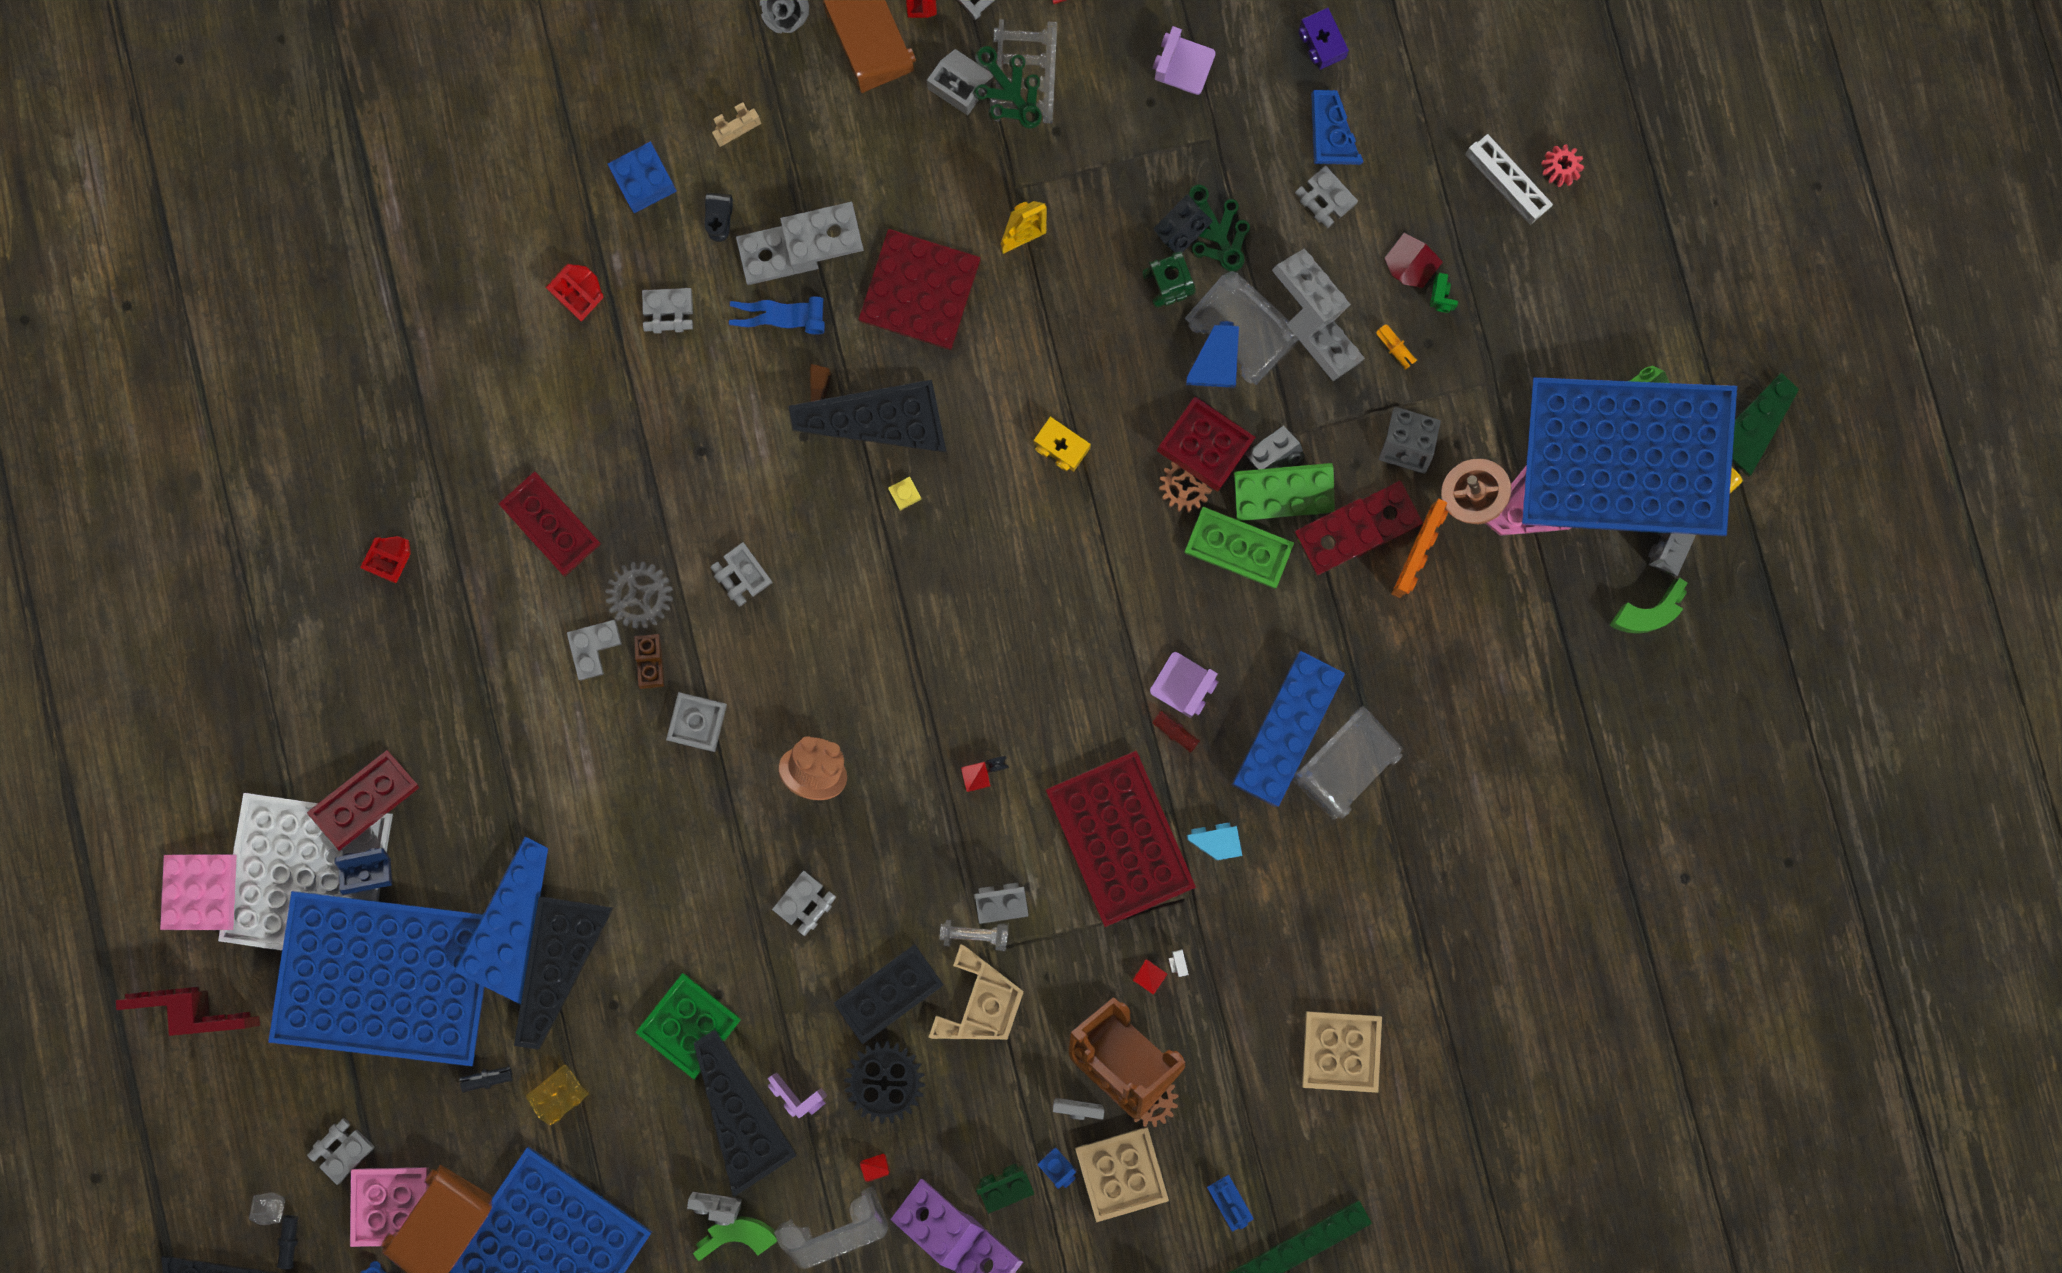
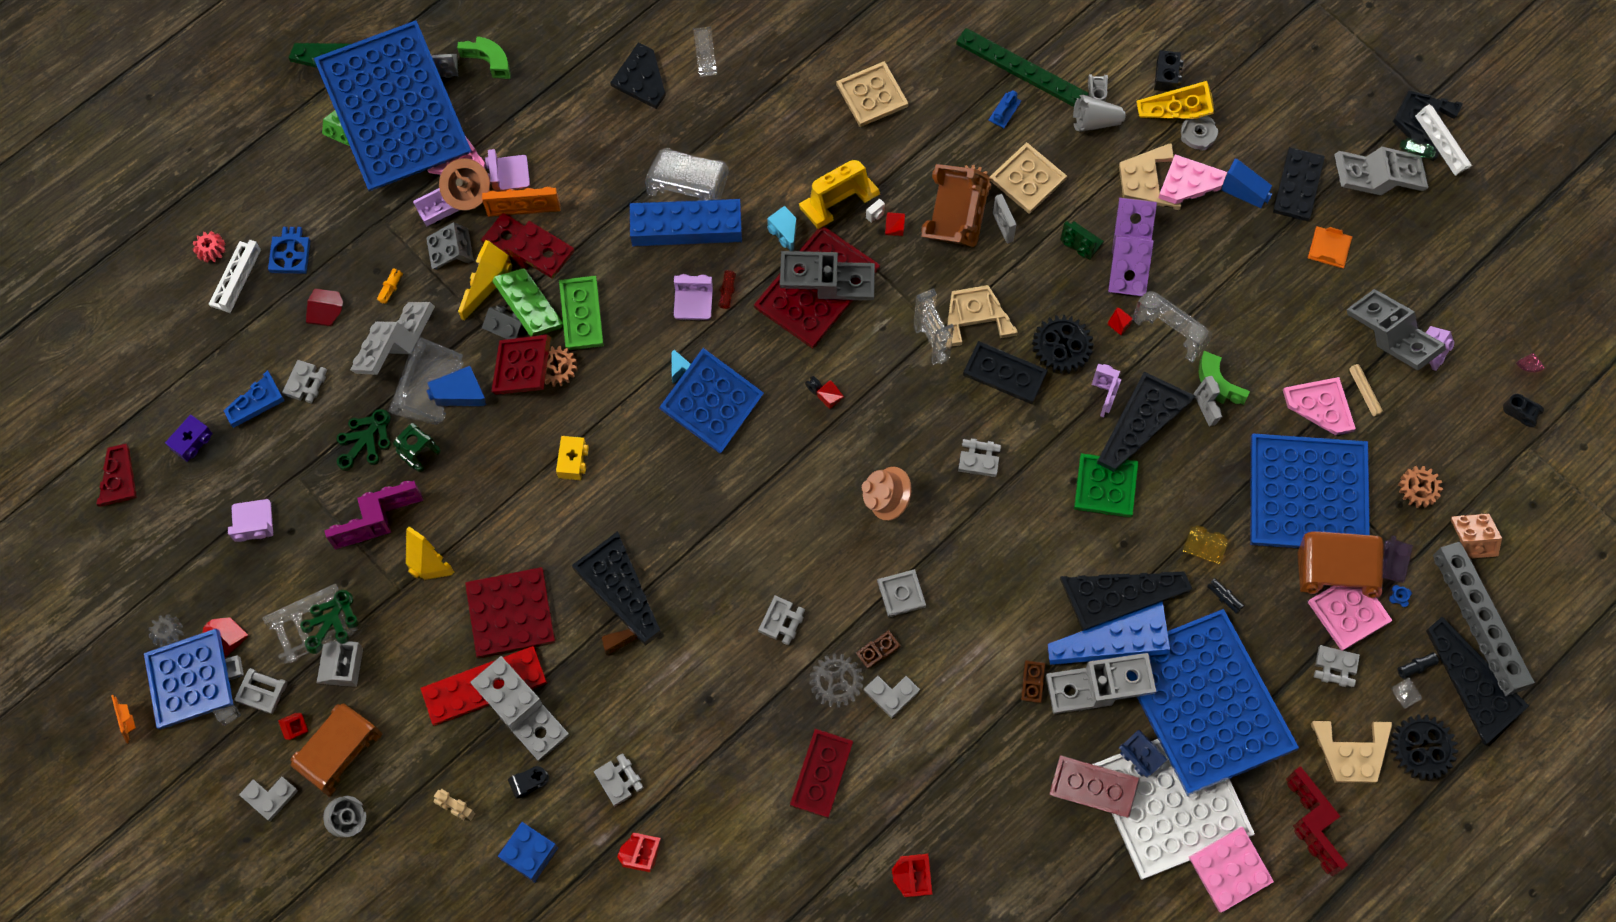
camera: 120 degrees left, 15 degrees down
(218, 1195) = (1428, 765): none -> black gear
(232, 1101) = (1353, 760): none -> tan wing
(465, 875) = (1100, 683): none -> light grey bracket
(518, 807) = (1032, 681): none -> reddish brown slope
(784, 315) = (578, 694): blue flag -> none
(859, 181) = (458, 697): none -> red plate
(904, 493) = (662, 544): light yellow plate -> none
(1001, 904) = (903, 335): light grey bracket -> none
(1040, 634) = (711, 400): none -> blue plate
(1058, 1168) = (1049, 215): blue bracket -> none
(1107, 624) = (679, 366): none -> medium azure slope
(1112, 194) = (373, 511): none -> magenta bracket
(1116, 850) = (827, 275): none -> dark grey bracket
(1182, 224) = (372, 459): black bracket -> none
(1228, 901) = (835, 187): none -> yellow windscreen
(1351, 470) = (491, 263): none -> yellow wedge
(1440, 290) = (337, 277): green bracket -> none
(1472, 442) = (433, 207): none -> lavender bracket
(1474, 555) = (507, 172): none -> lavender bracket
(1509, 876) = (705, 51): none -> clear arch
(1523, 265) = (291, 239): none -> blue piece
(1523, 783) = (641, 77): none -> black plate

